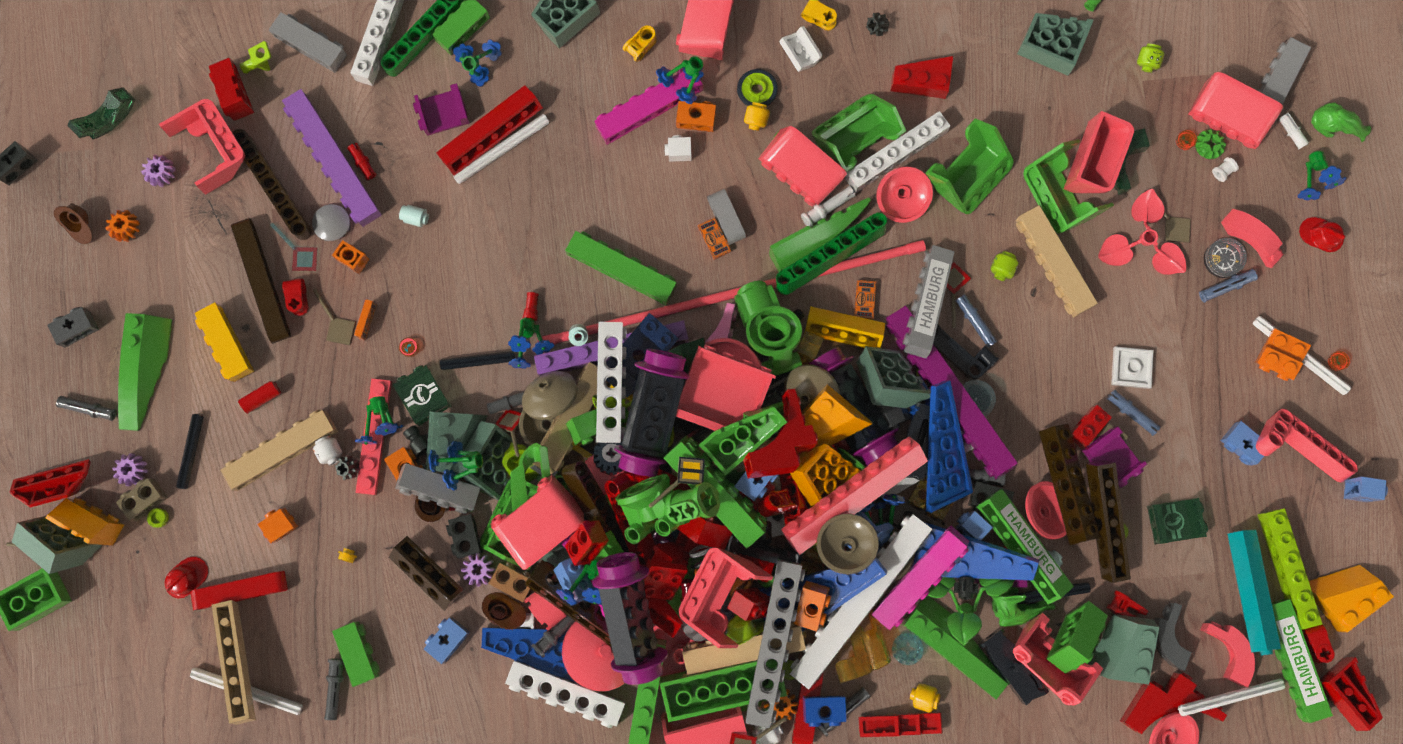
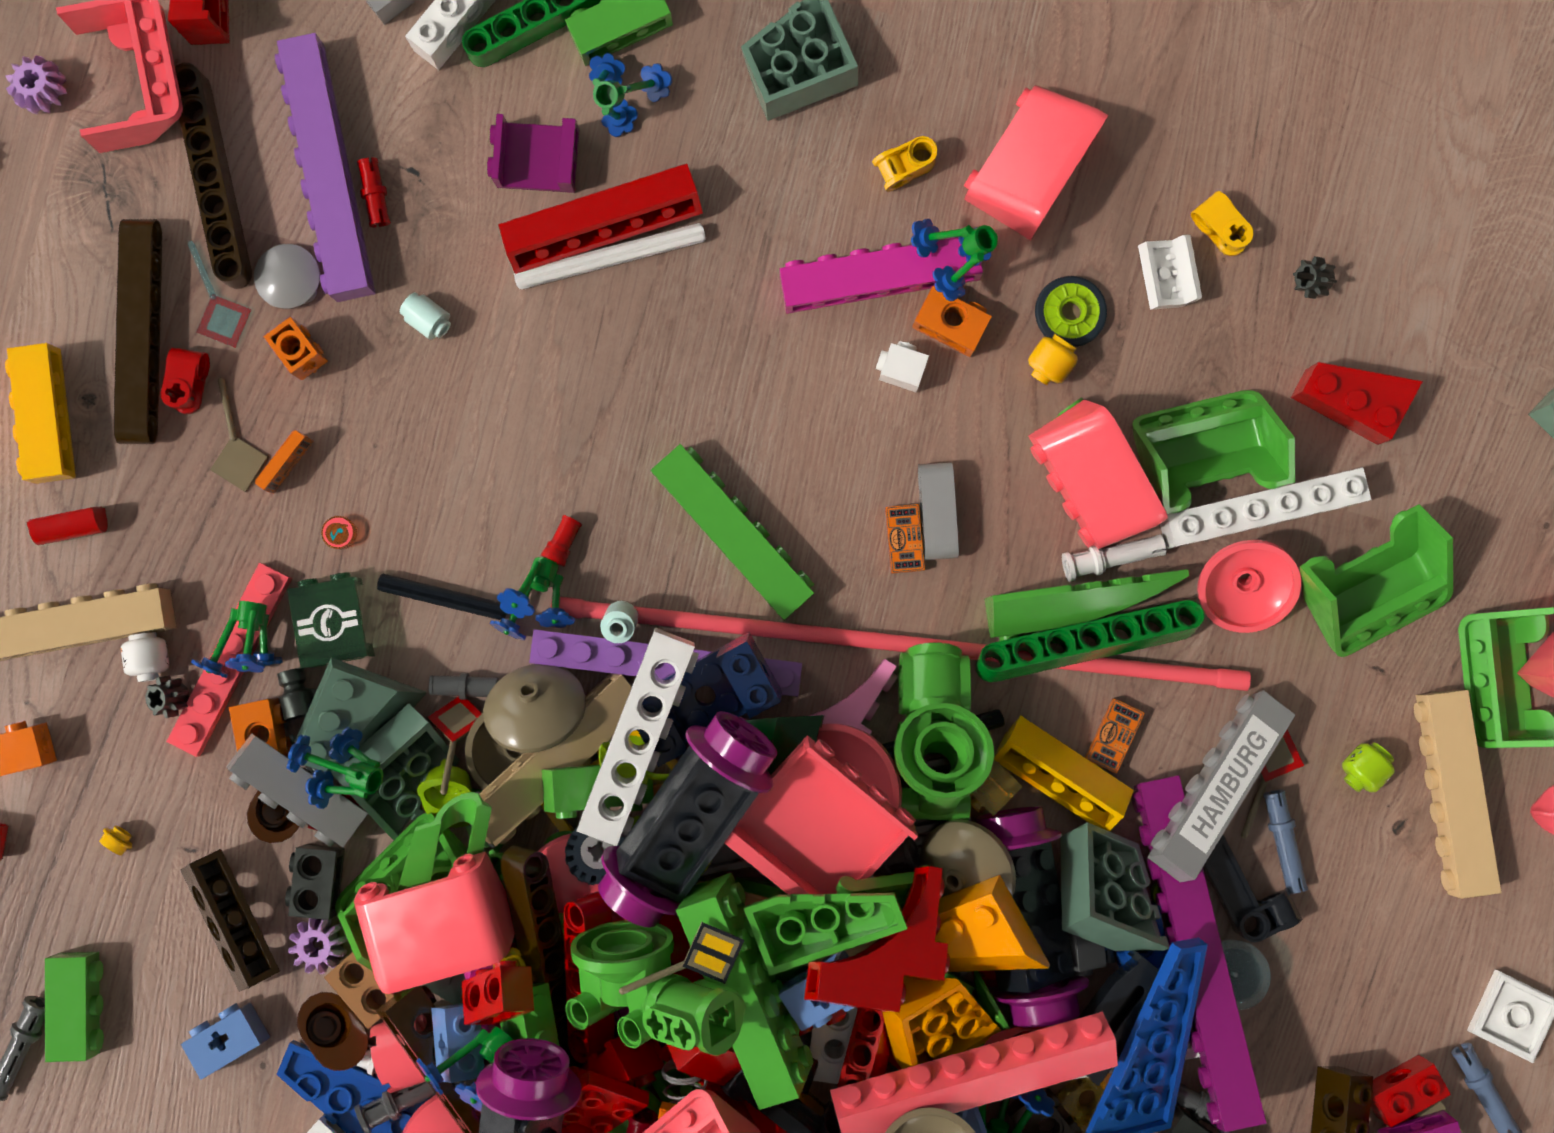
camera: 20 degrees right, 5 degrees up
(776, 504) = (837, 1041): red piece -> none

